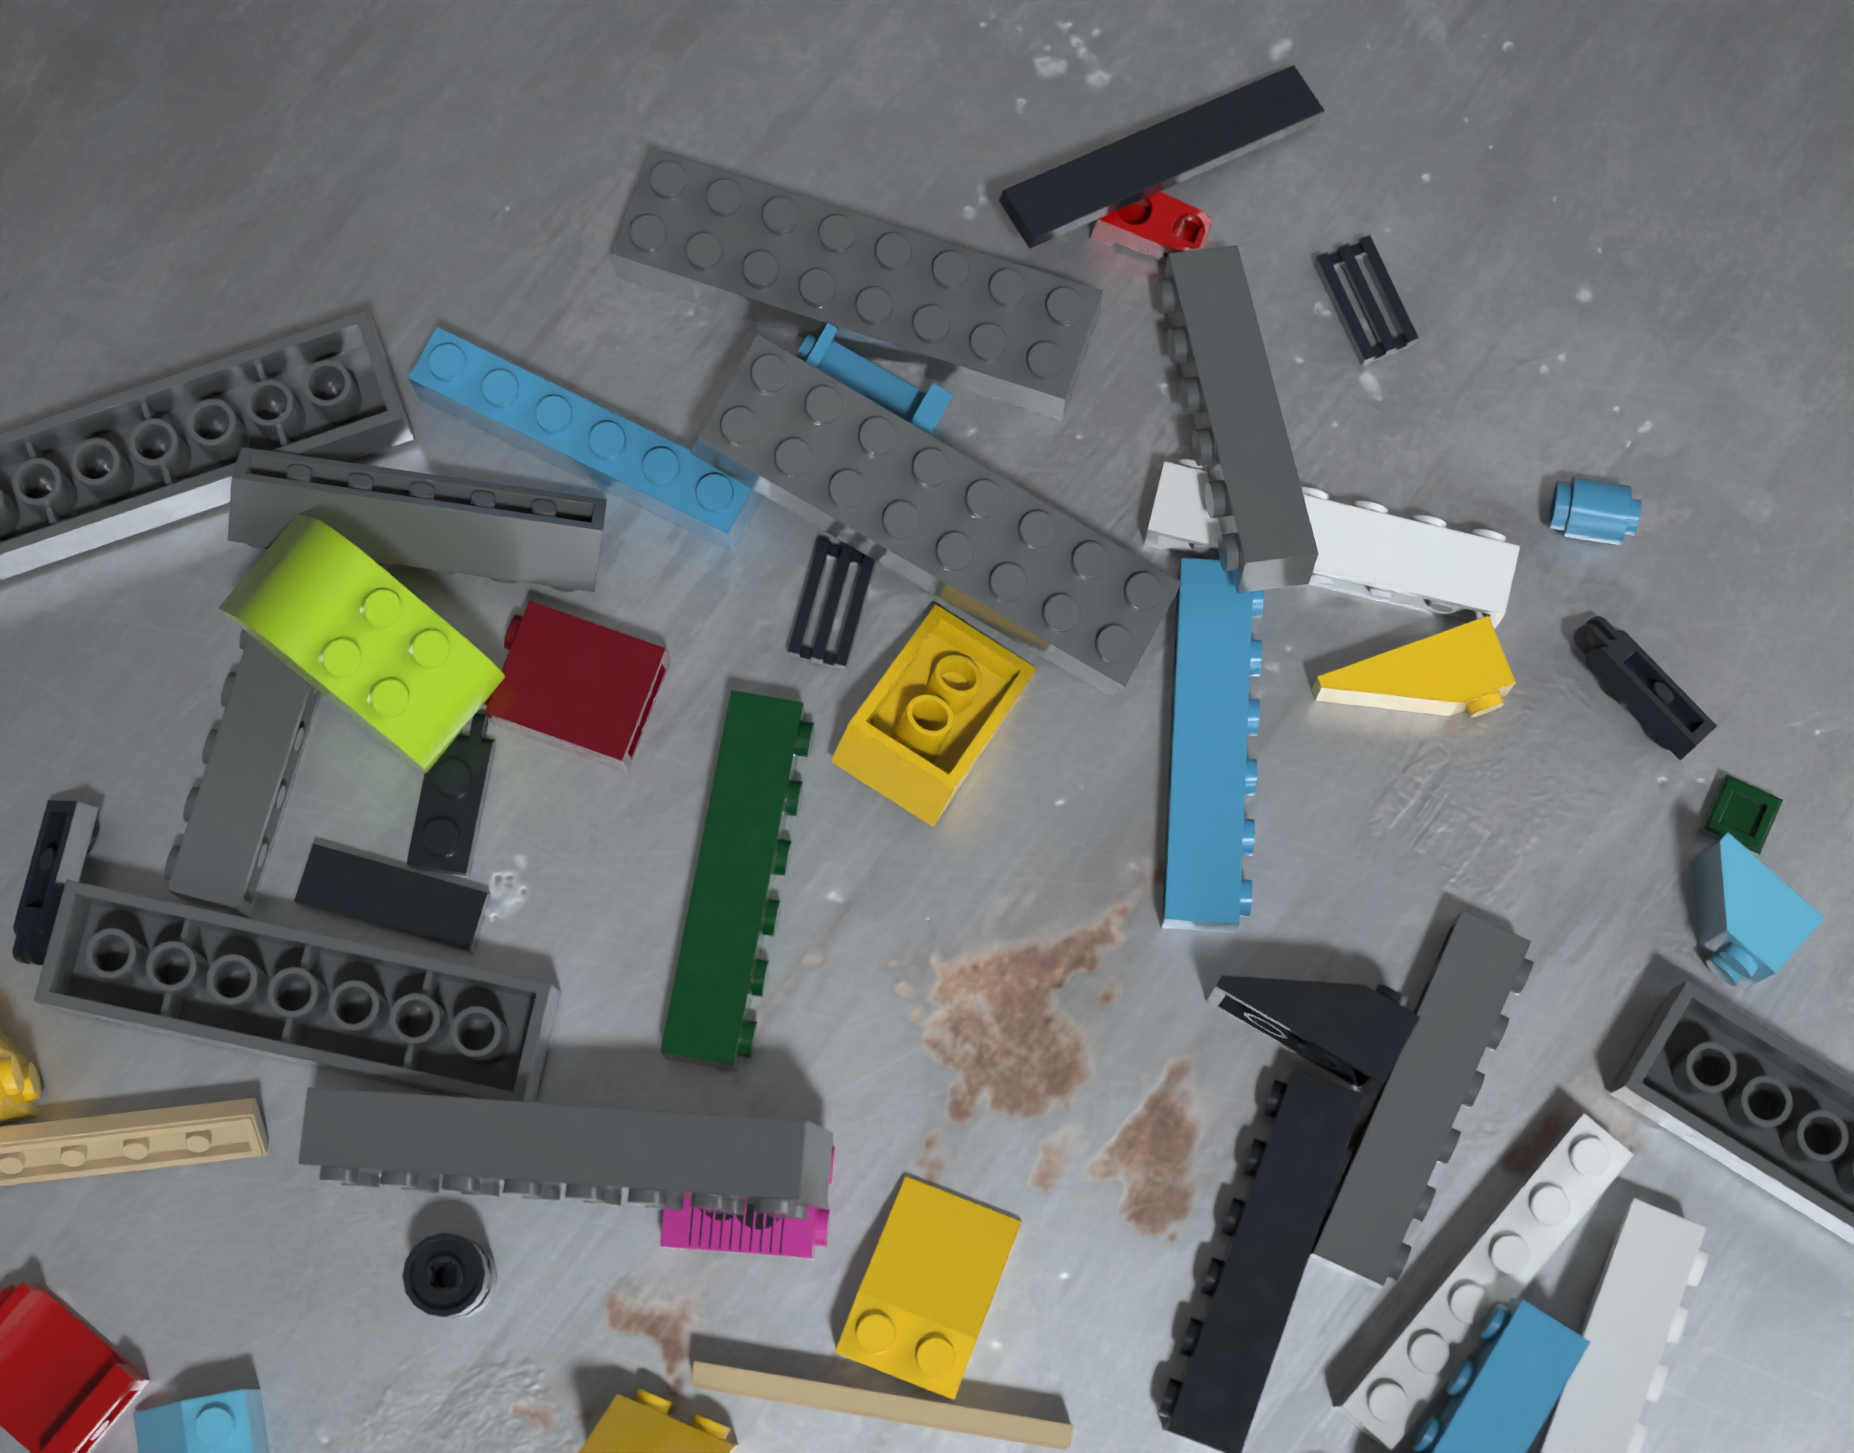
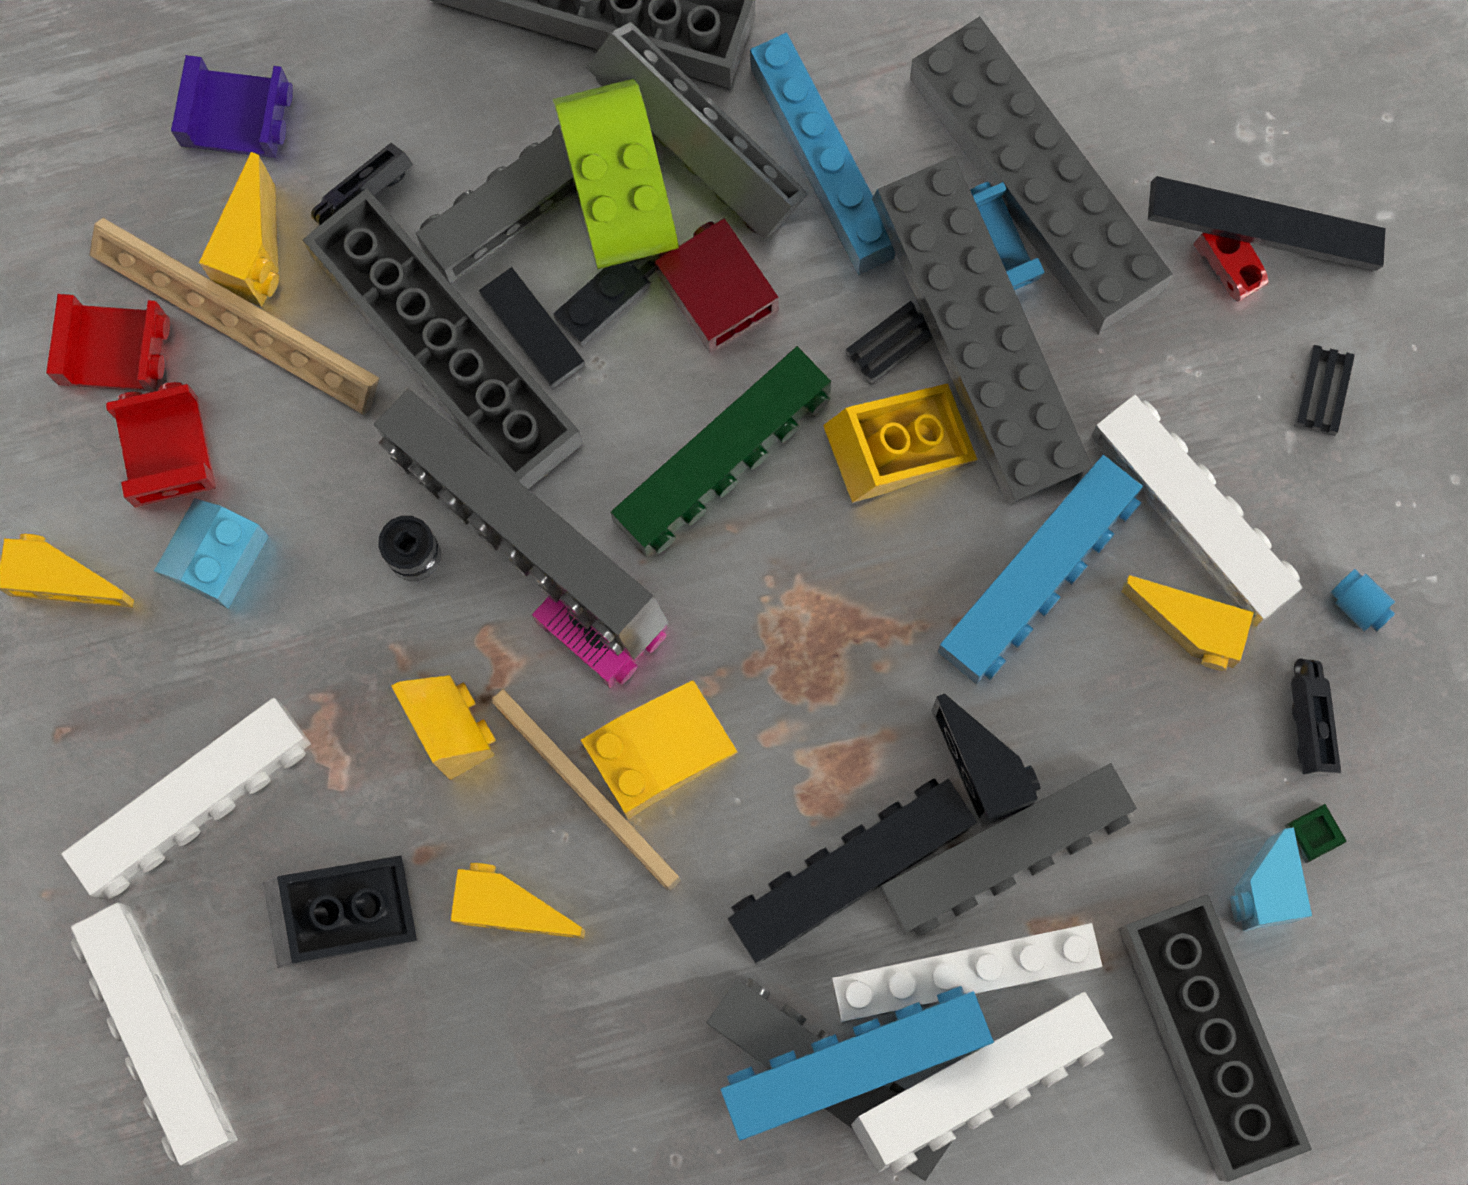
camera: 40 degrees right, 0 degrees up
(1237, 420) = (1194, 399): dark grey brick -> none

